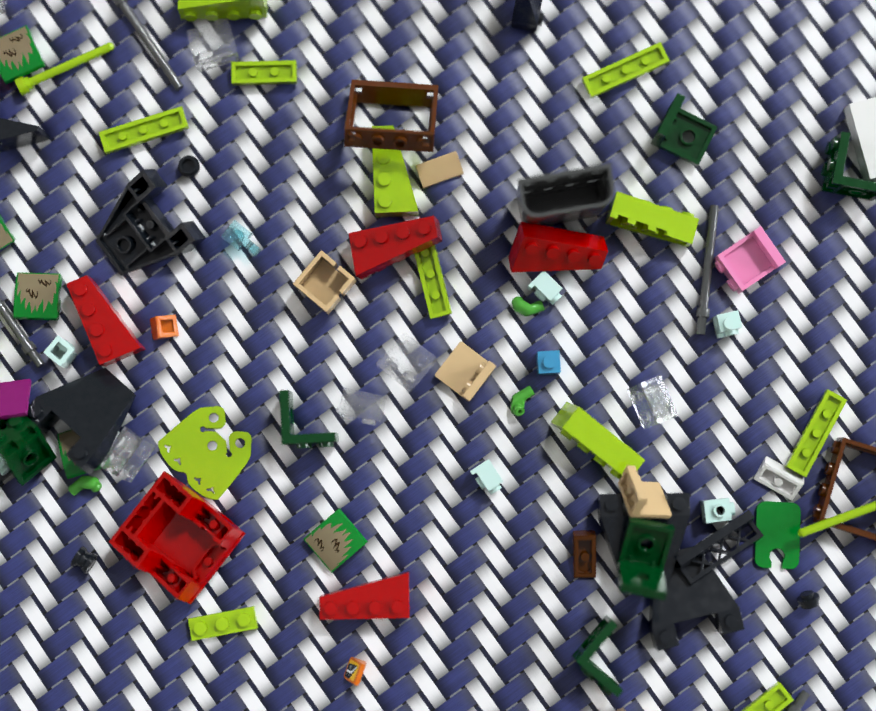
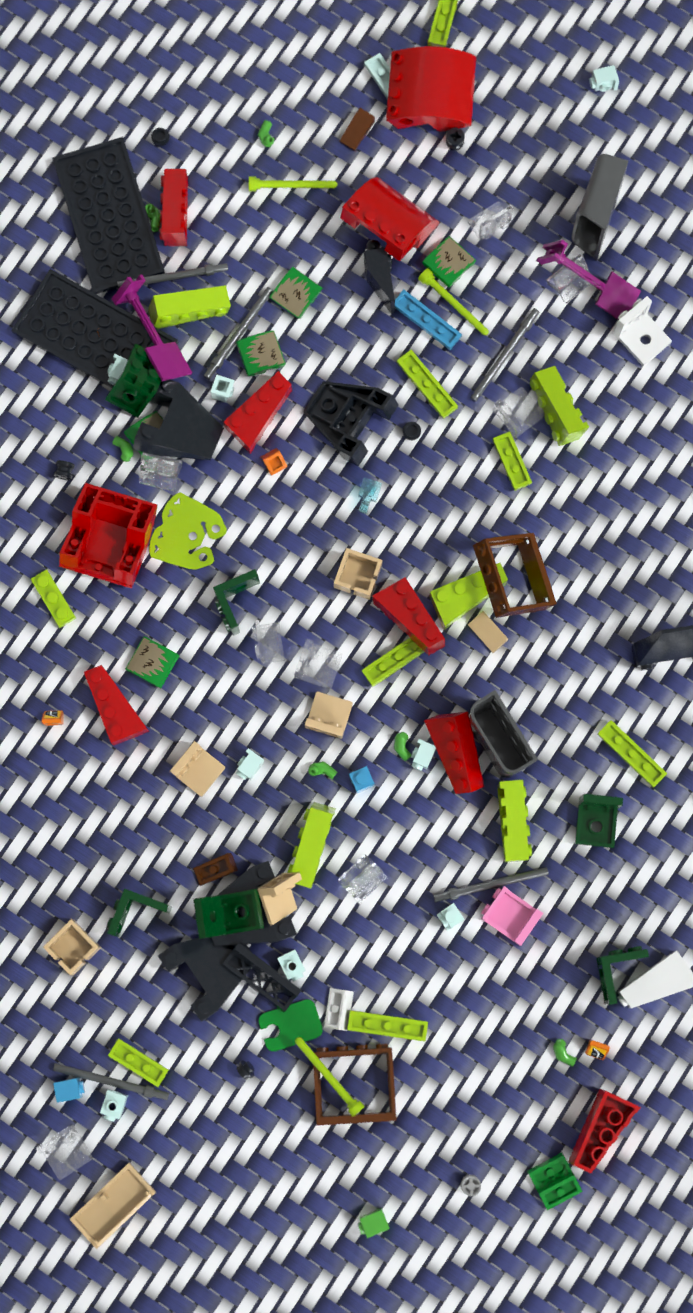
camera: 70 degrees right, 5 degrees down
(72, 102) = (427, 320): none -> dark azure plate
(471, 533) = (197, 769): none -> tan bracket

